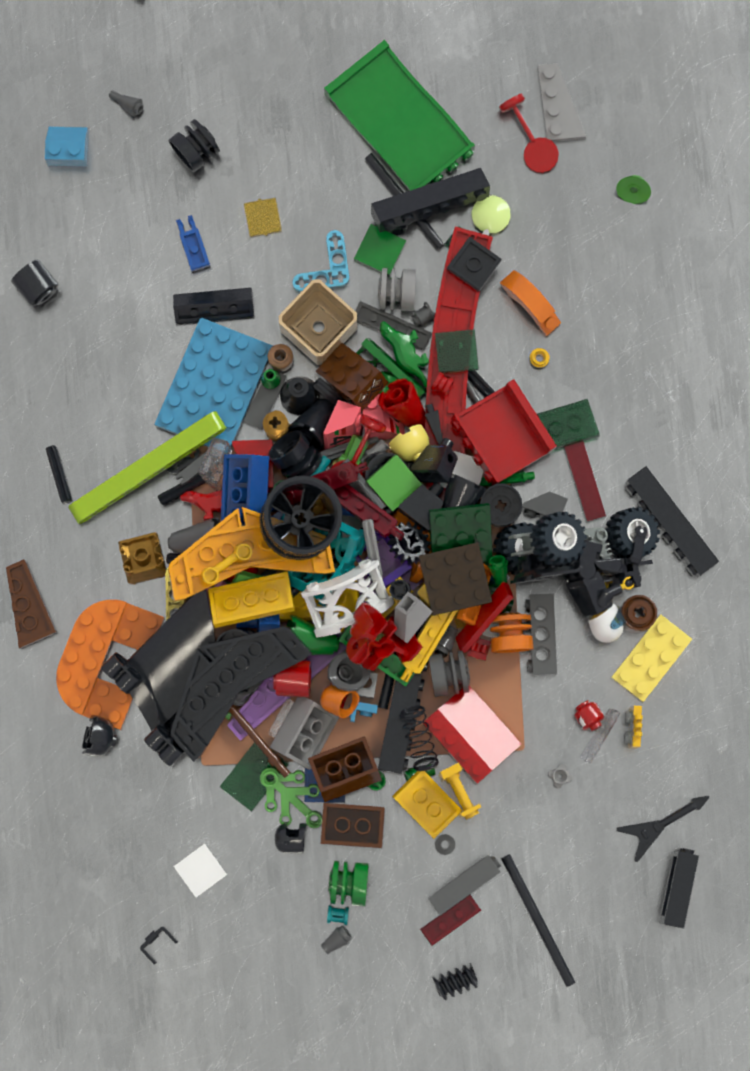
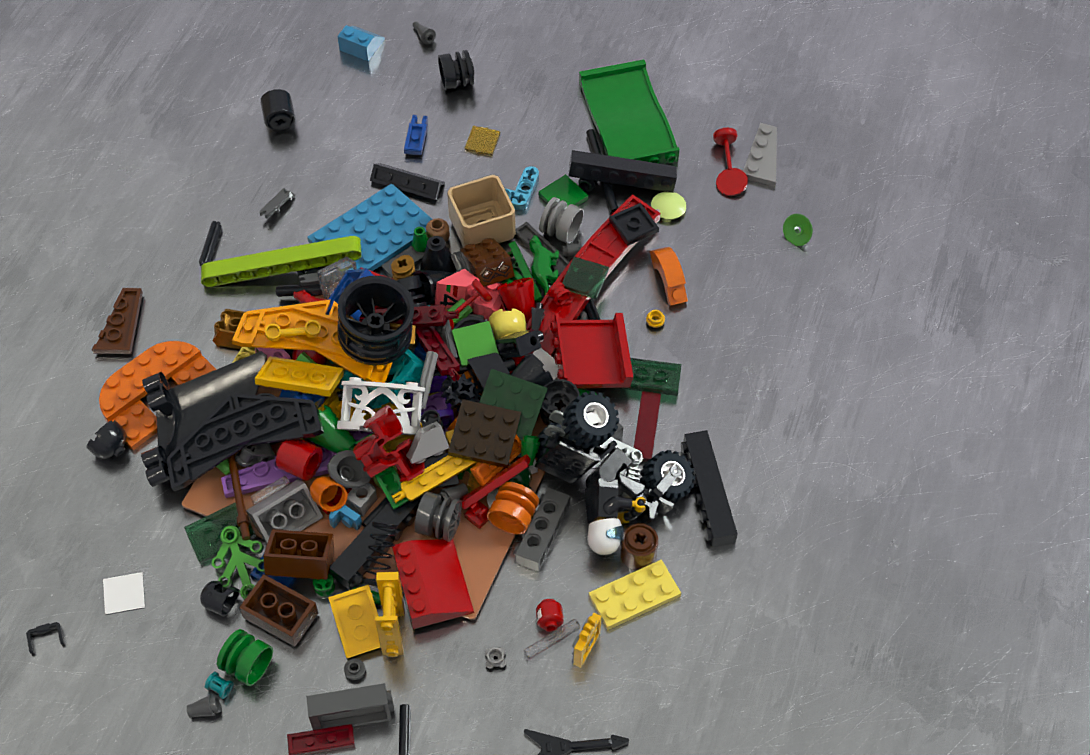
camera: 25 degrees right, 25 degrees down
(98, 395) = (274, 205): none -> dark grey piece

